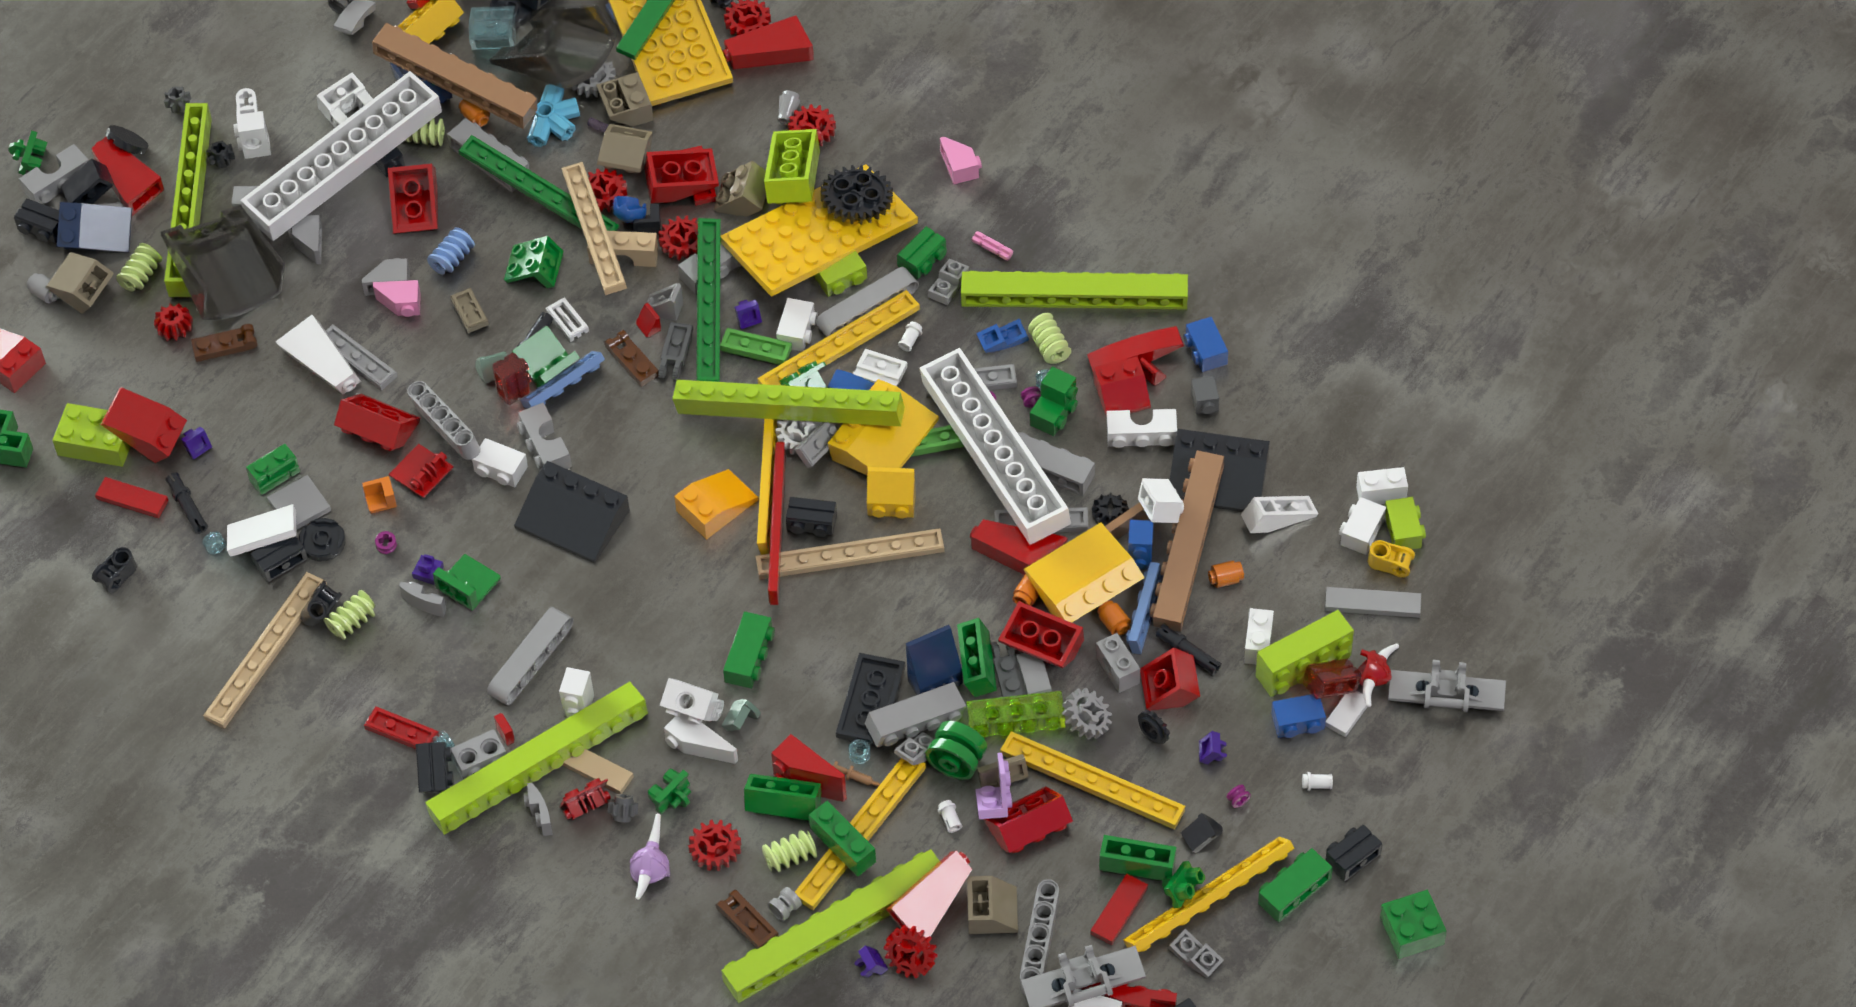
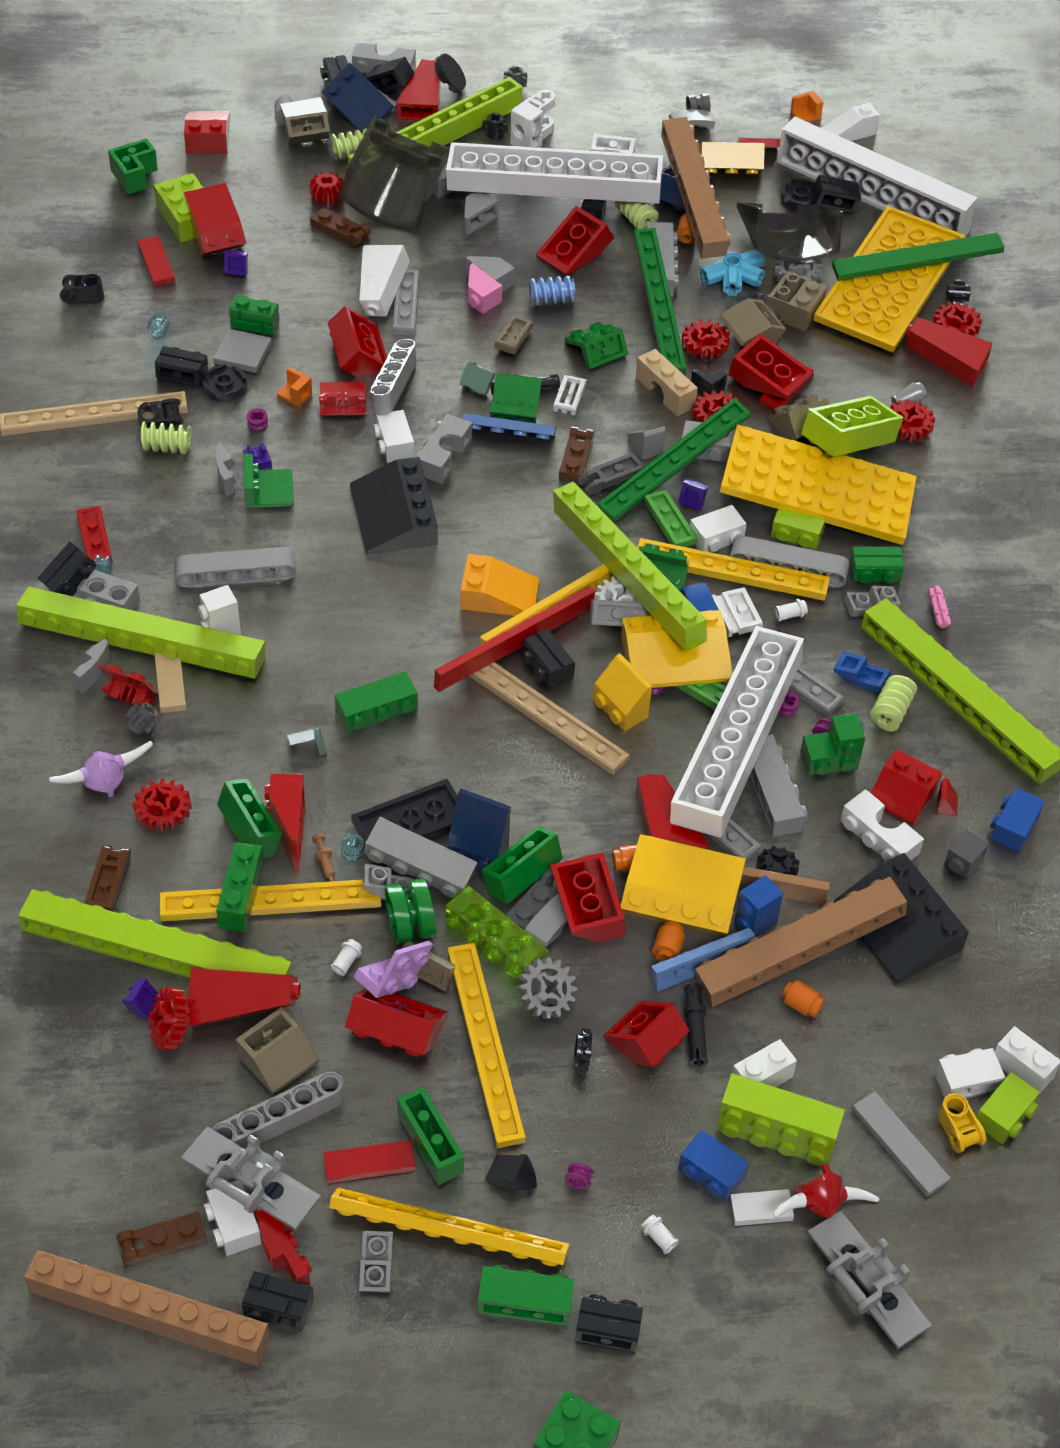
camera: 45 degrees right, 5 degrees down
(33, 145) = (388, 35): green hips -> none
(183, 496) = (183, 284): black pin -> none
(261, 530) = (191, 340): white tile -> none
(492, 27) = (769, 189): clear light blue slope -> none
(504, 729) = (149, 594): red tile -> none
(511, 378) = (473, 390): clear red brick -> none
(594, 228) = (655, 348): tan tile -> none
(628, 209) = (703, 360): blue hair -> none
(648, 321) = (620, 441): red slope -> none
(673, 794) = (188, 742): green hips -> none
(698, 740) = (255, 718): white slope -> none
(704, 706) = (278, 691): white brick -> none
(784, 904) = (145, 893): light grey wheel -> none
(789, 850) = (199, 863): yellowish green piece -> none
(856, 194) = (873, 481): black gear -> none
(959, 160) = (990, 531): bright pink slope -> none
(1118, 662) = (624, 976): light grey brick -> none
(1146, 345) = (964, 776): red slope -> none
(1160, 500) = (811, 886): white brick -> none
(1182, 883) = (436, 1193): green hips -> none
(1211, 747) = (607, 1115): dark purple tile -> none
(1274, 513) = (910, 995): white slope -> none
(1331, 678) = (774, 1162): clear red brick -> none

